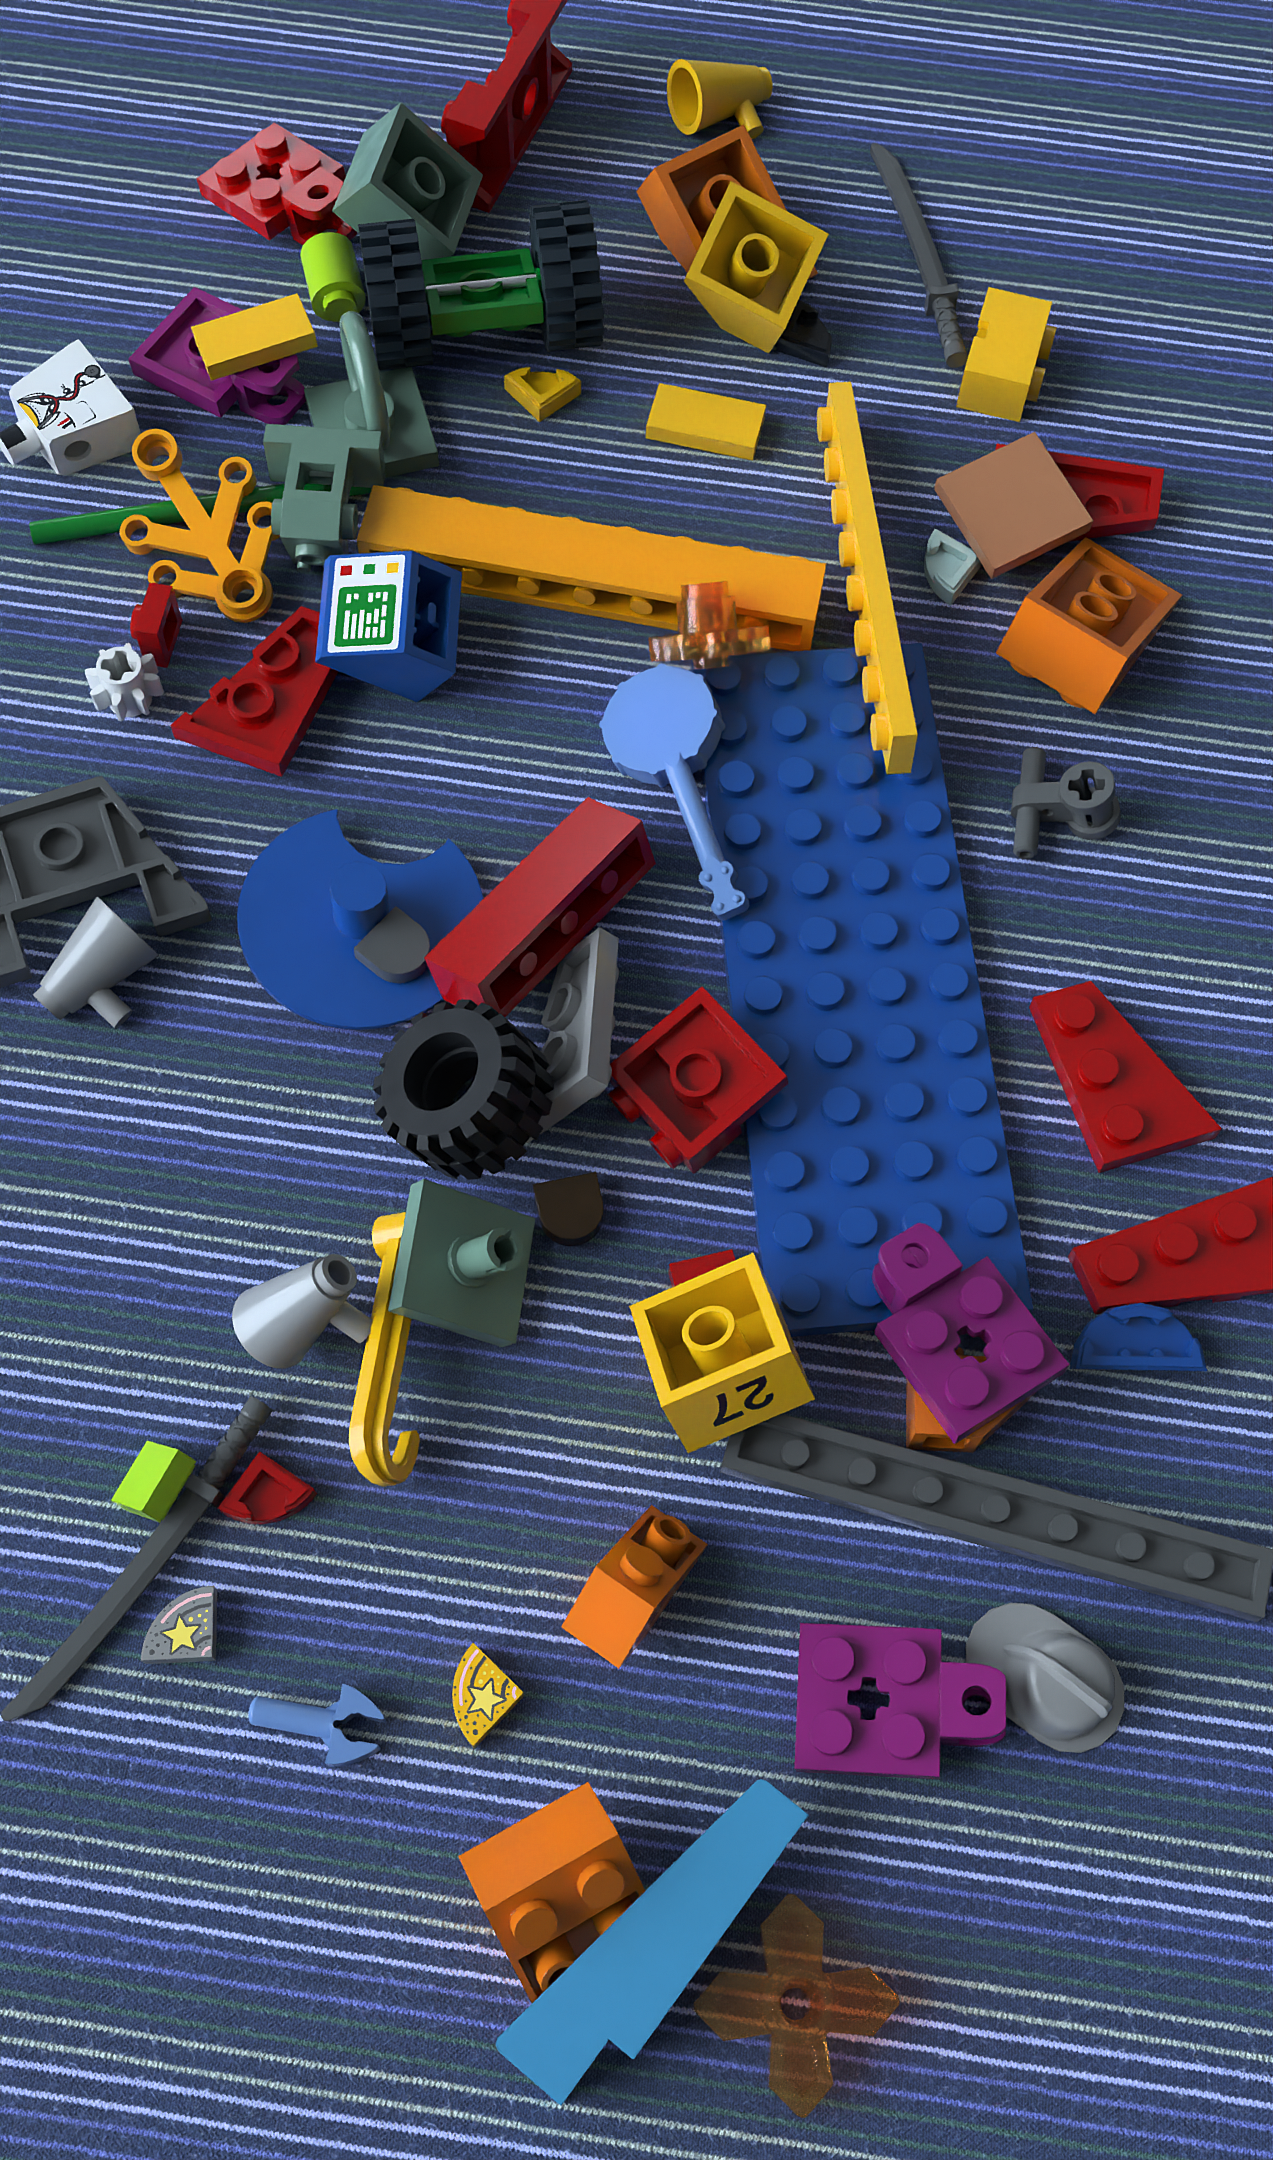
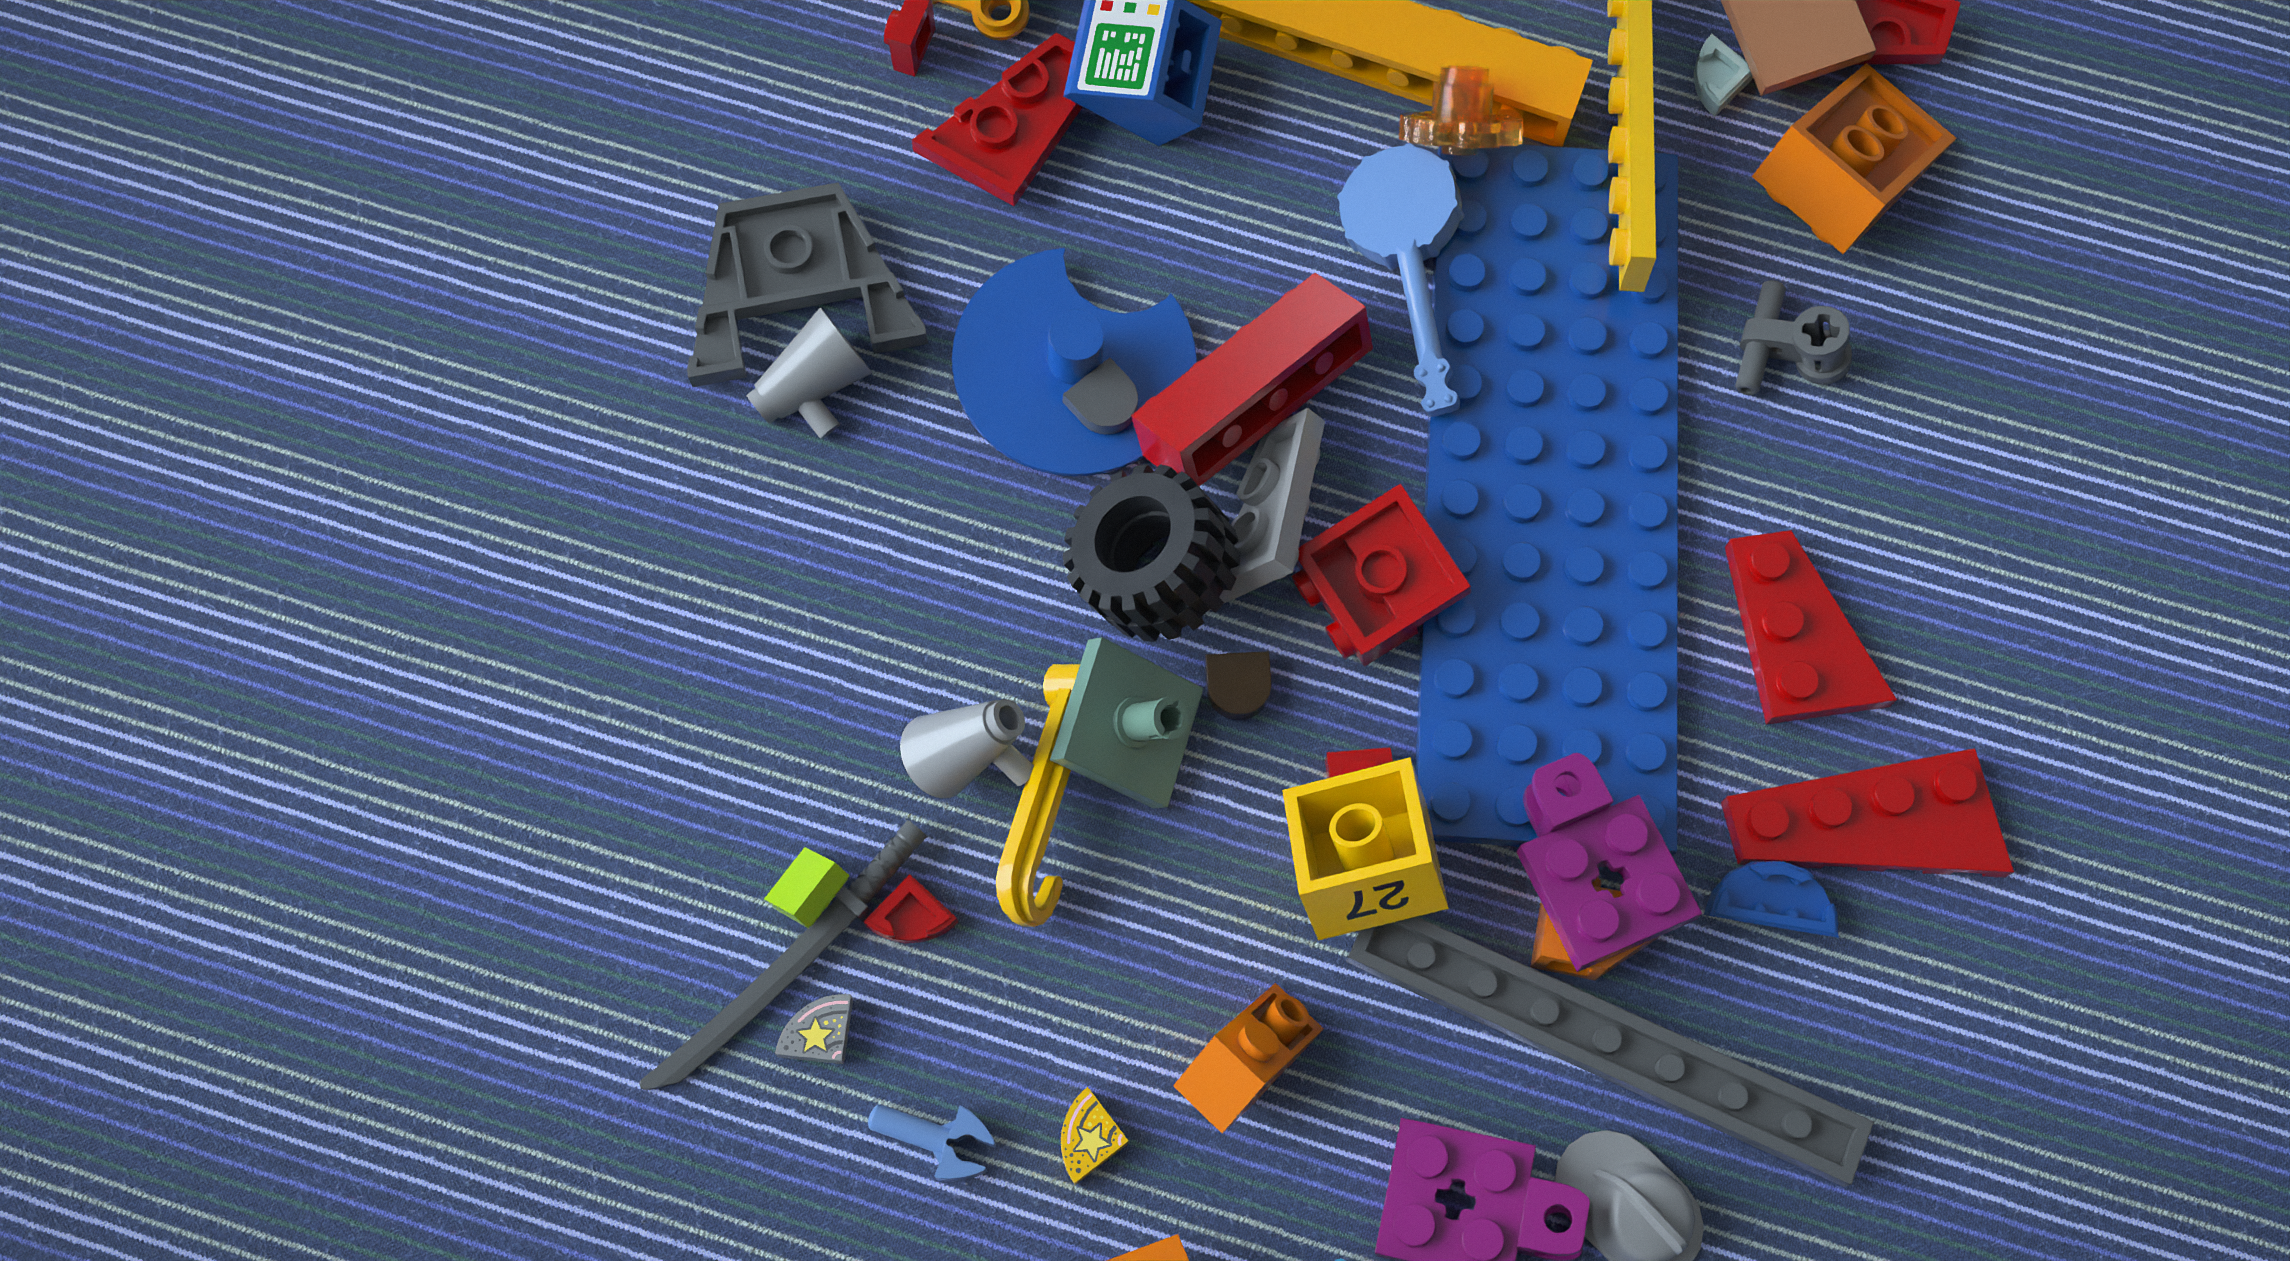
camera: 10 degrees right, 5 degrees up
(124, 681) = (871, 88): white gear -> none

